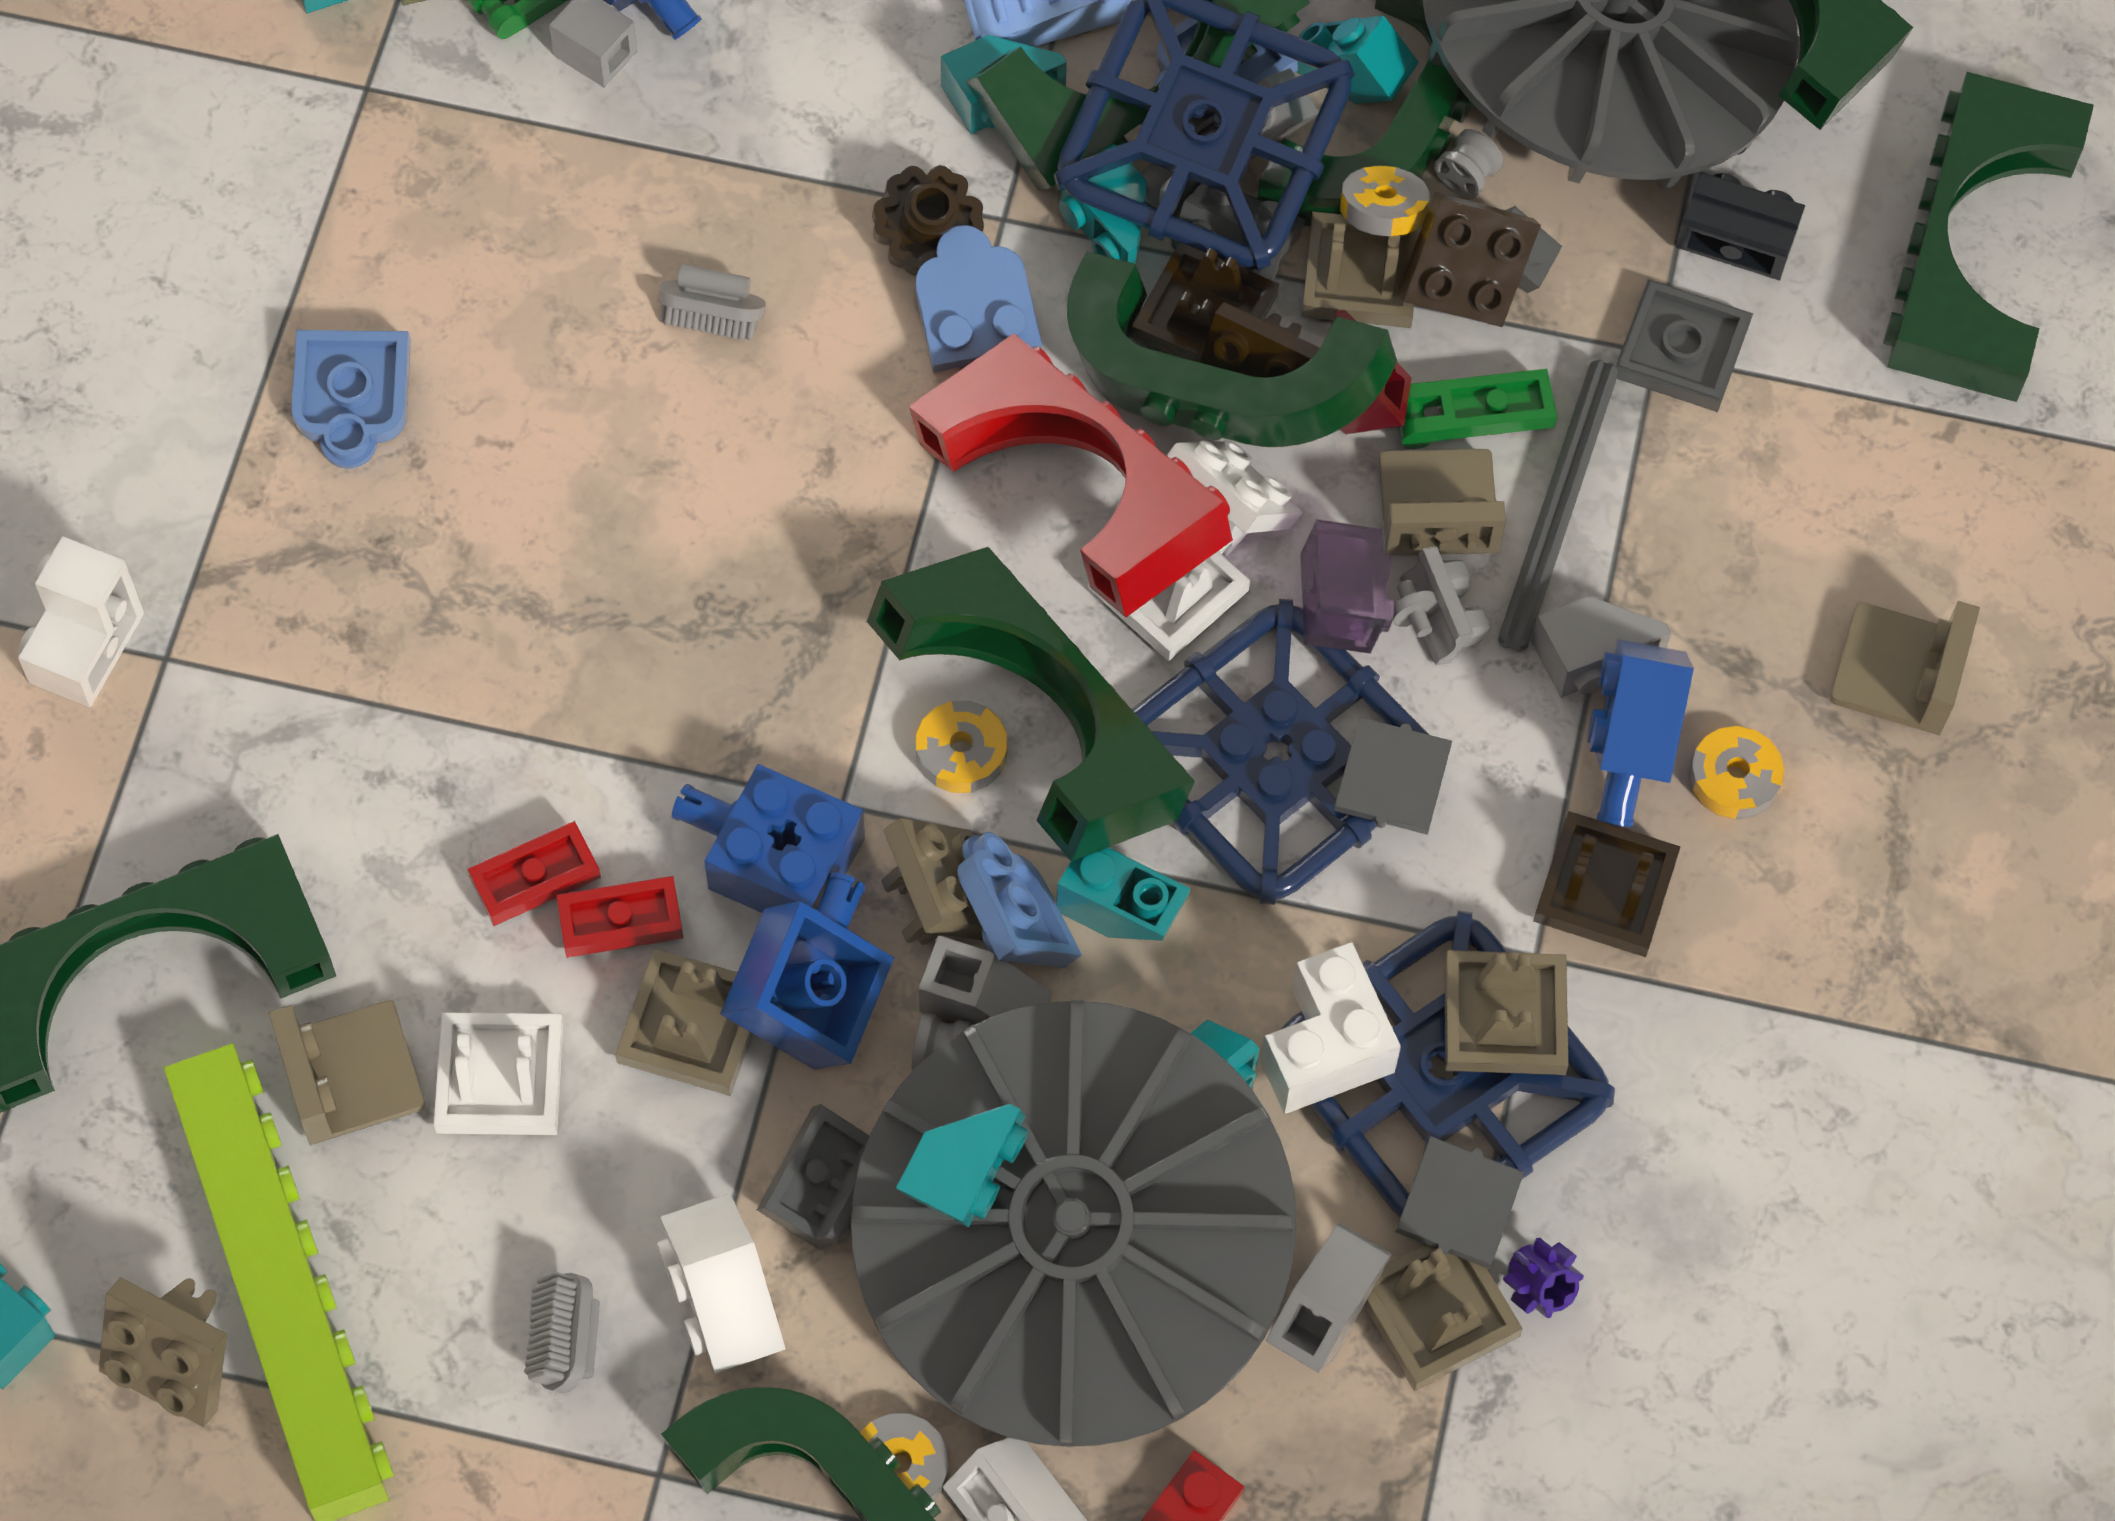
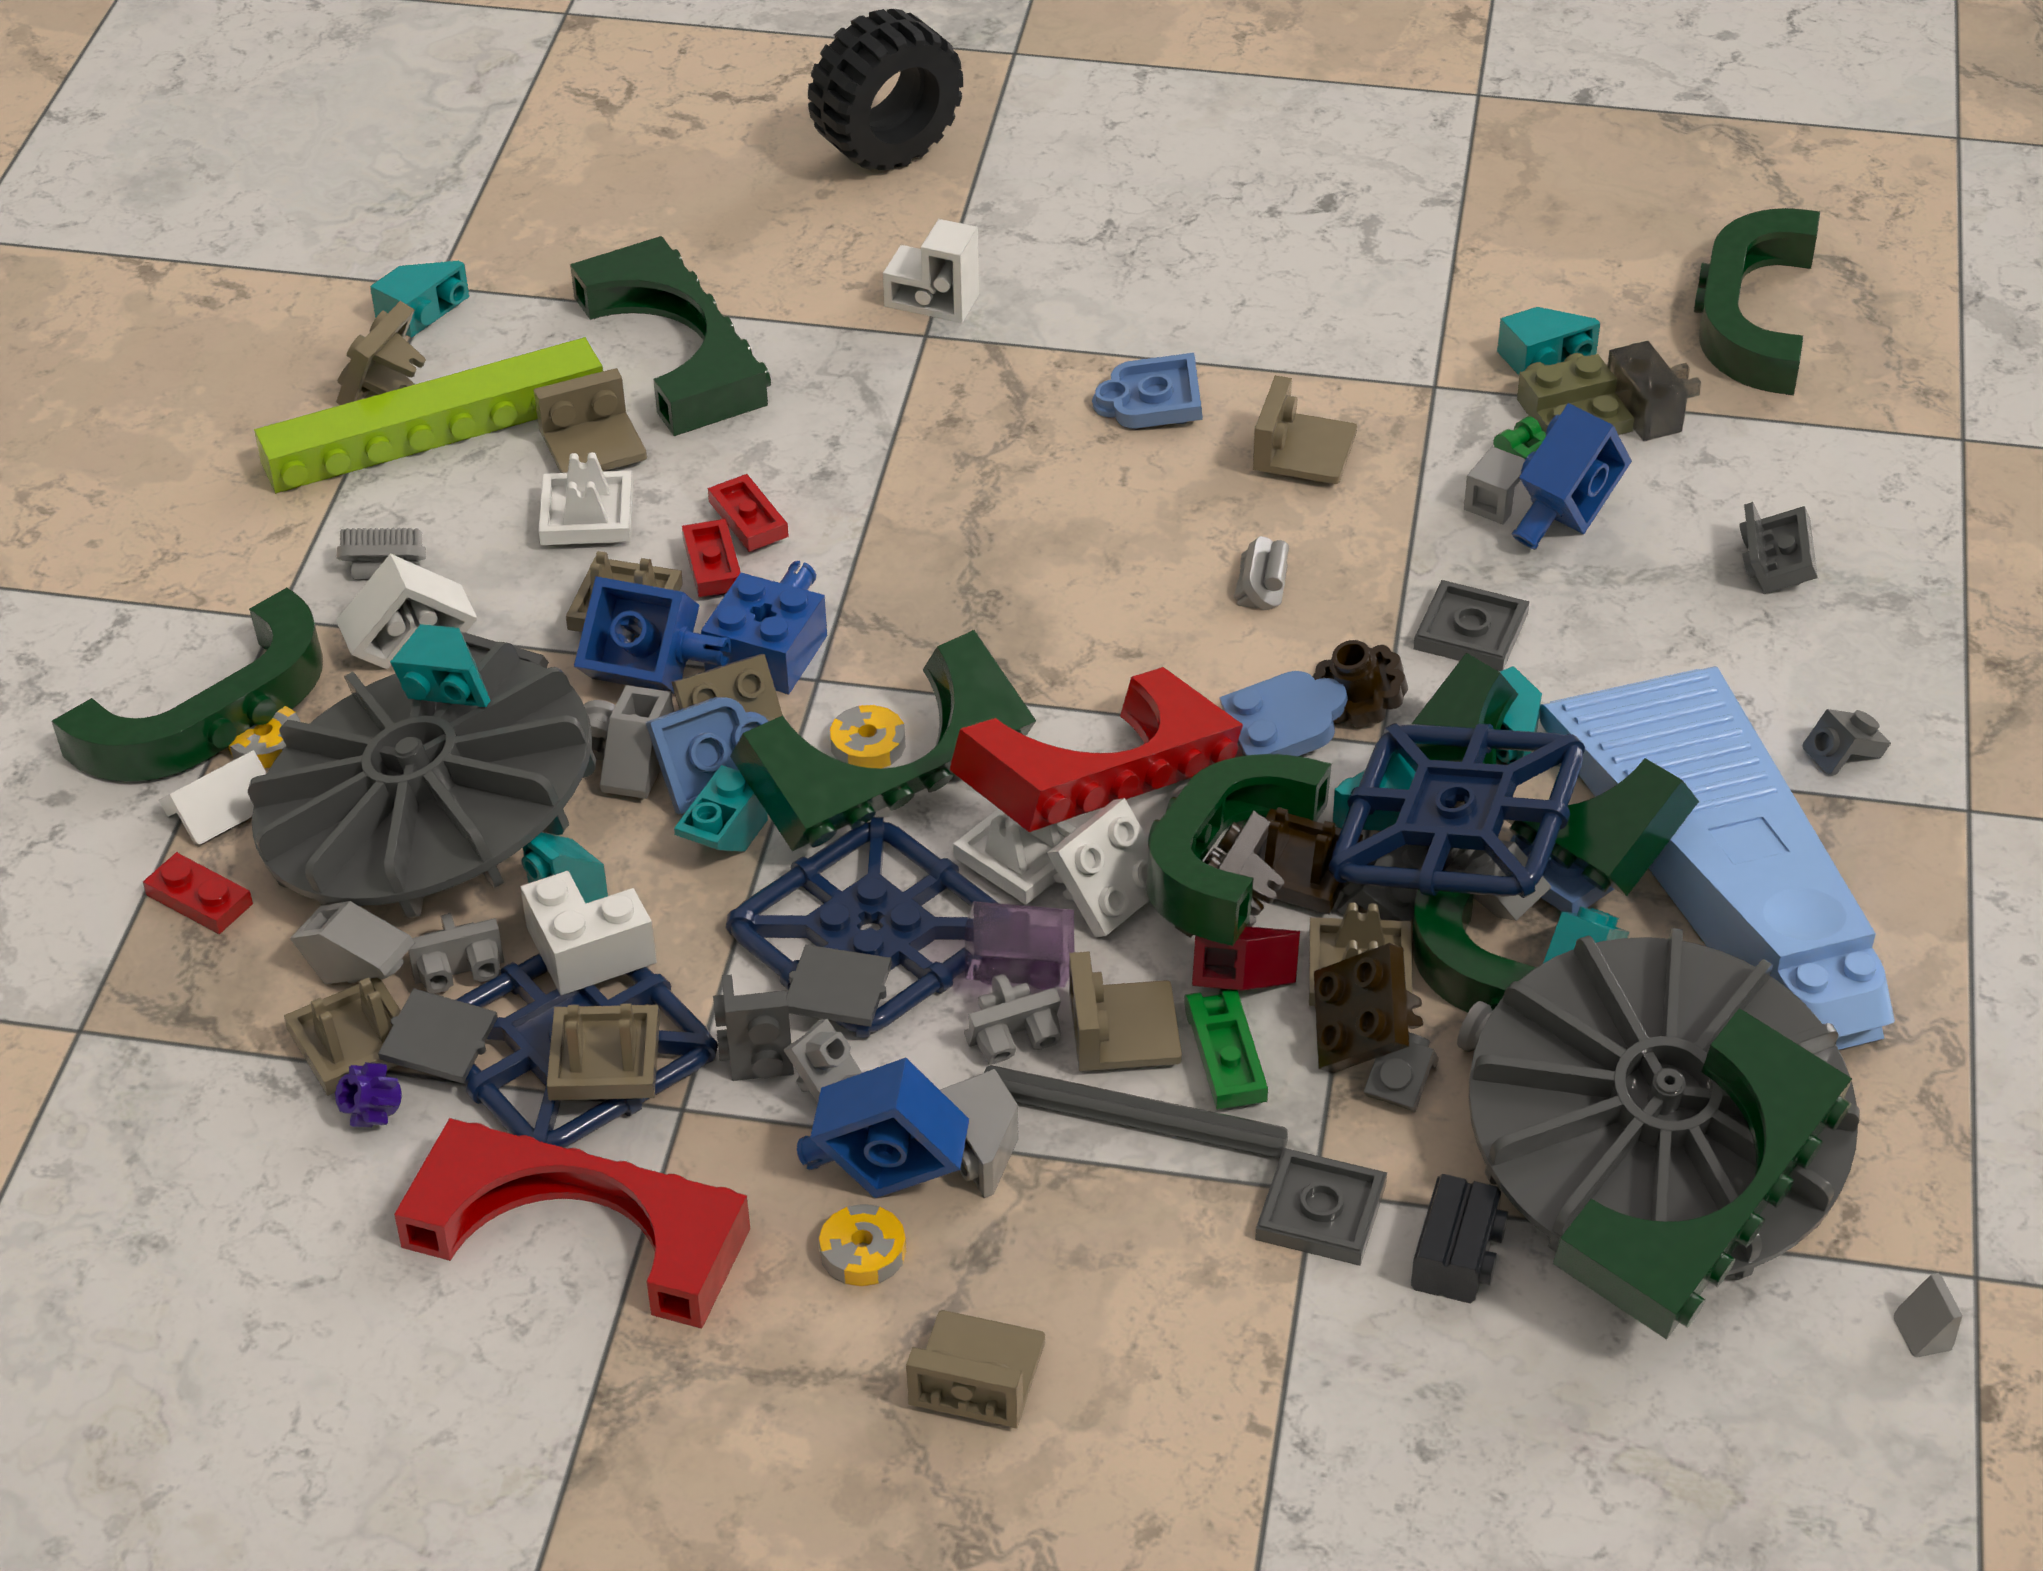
camera: 90 degrees right, 20 degrees down
(477, 233) = (1298, 442): none -> dark tan bracket
(821, 103) = (1471, 622): none -> dark grey tile
(1312, 1170) = (456, 951): none -> light grey hips
(1384, 200) = (1410, 928): piece -> none
(1474, 875) = (754, 1033): none -> dark grey bracket
(1528, 783) = (821, 1058): none -> light grey hips
(1606, 884) = (742, 1141): dark brown plate -> none
(1659, 1154) = (486, 1172): none -> red arch
(1944, 323) = (1601, 1441): dark green arch -> none

